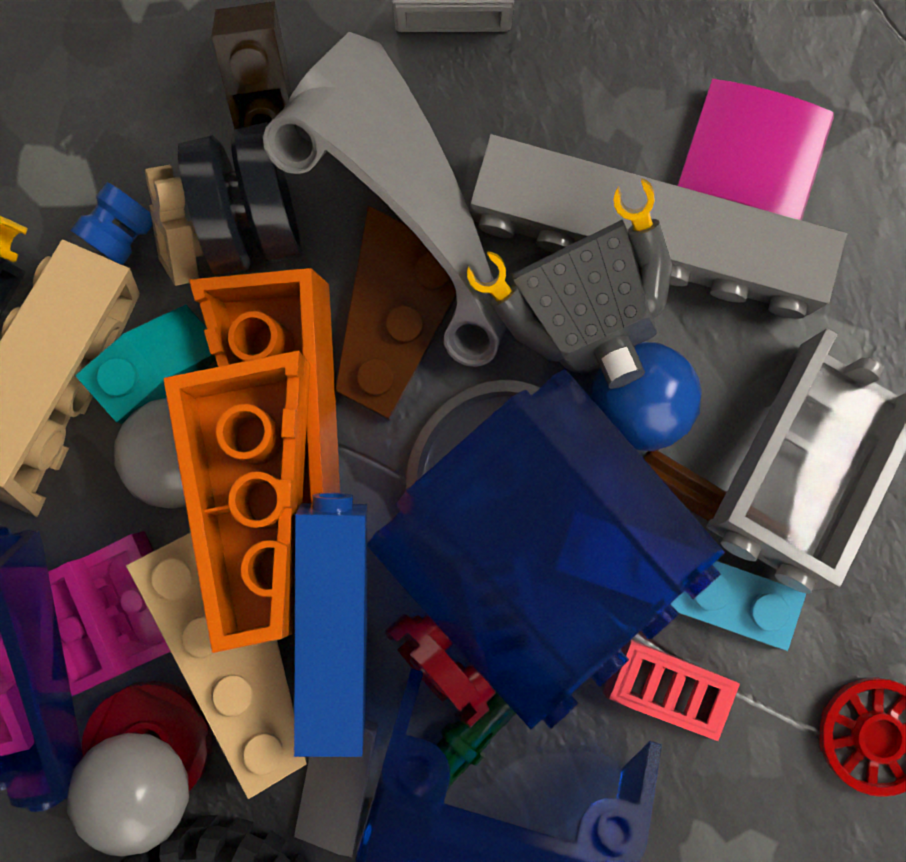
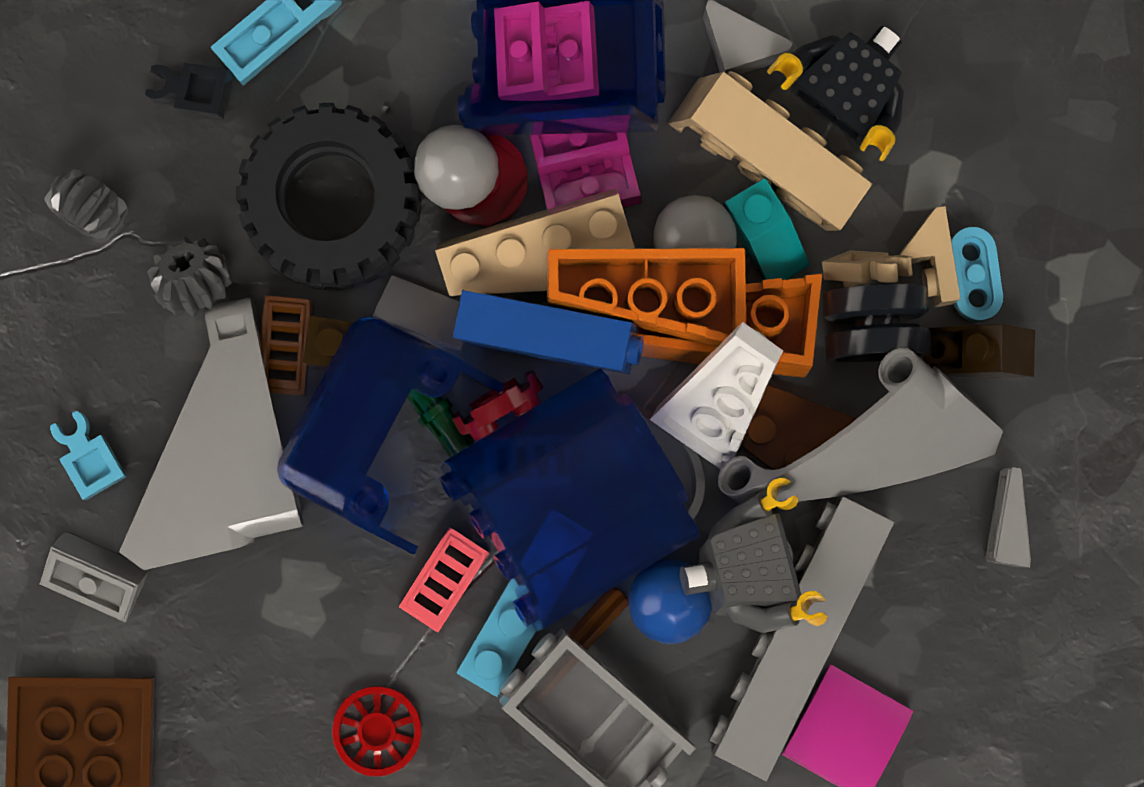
camera: 100 degrees right, 0 degrees up
(103, 234) = (880, 221): blue wheel -> none
(141, 145) = (933, 245): none -> tan slope
(161, 93) = (977, 275): none -> medium azure plate
(366, 373) = (720, 396): none -> white wing

